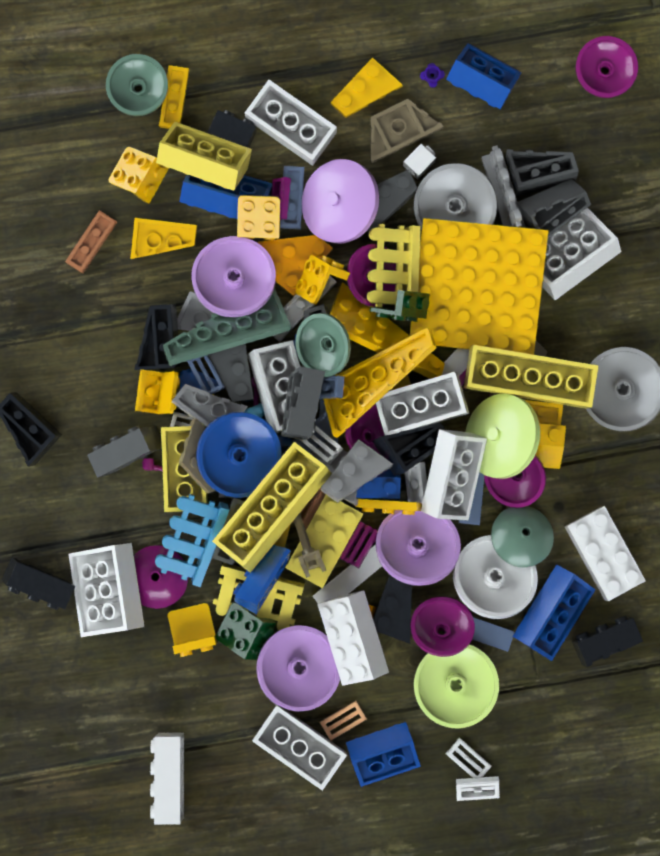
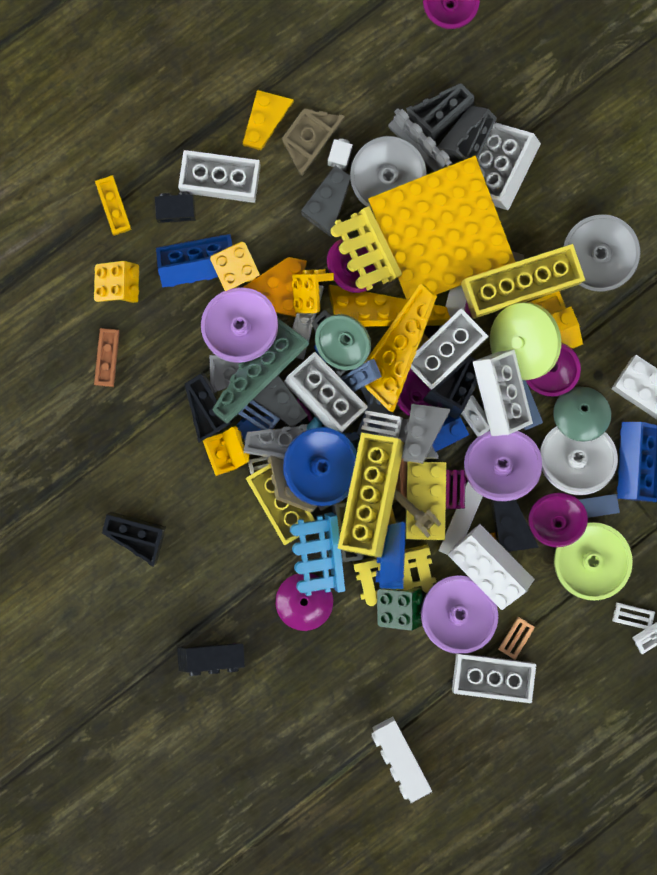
camera: 30 degrees left, 0 degrees up
(106, 590) = (269, 634): white slope -> none
(124, 450) = (224, 512): dark grey wedge -> none
(132, 72) = (71, 199): sand green dish -> none
(148, 465) = (250, 514): magenta hand -> none
(157, 237) = (161, 324): yellow wing -> none
(192, 629) = (356, 629): yellow bracket -> none
(203, 156) = (163, 239): light yellow brick -> none
(281, 189) = (240, 233): magenta tile -> none
(295, 197) = (251, 236): sand blue tile -> none
(302, 403) = (350, 397): dark grey wedge -> none
(340, 201) = (293, 219): lavender dish -> none
(383, 754) = (563, 648): blue slope -> none
(407, 508) = (463, 445): yellow plate -> none
(408, 307) = (396, 276): dark green bracket -> none
(432, 69) = (318, 76): dark purple plate -> none
(483, 76) = (355, 59): blue slope -> none

